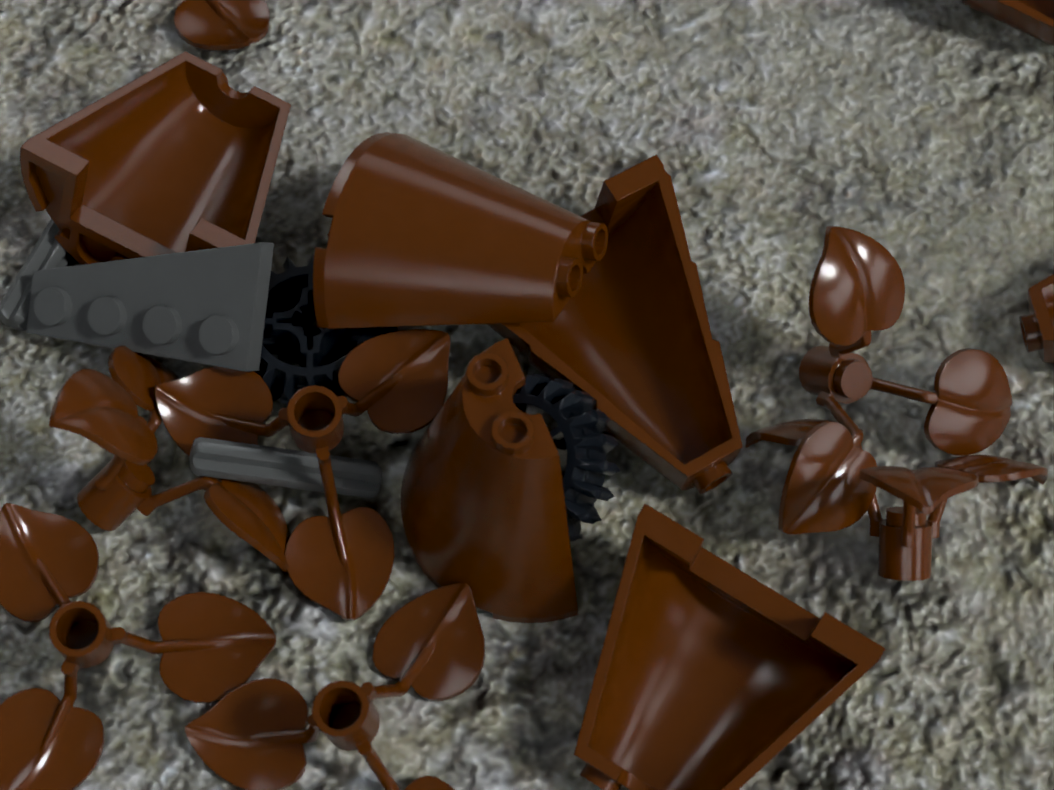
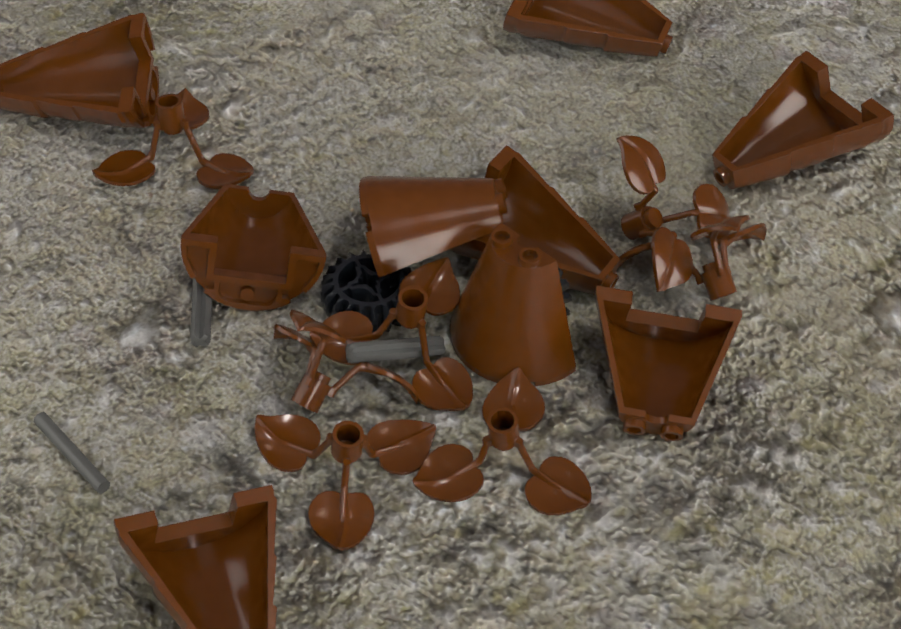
camera: 25 degrees left, 15 degrees down
(172, 305) = (311, 284): dark grey wing -> none

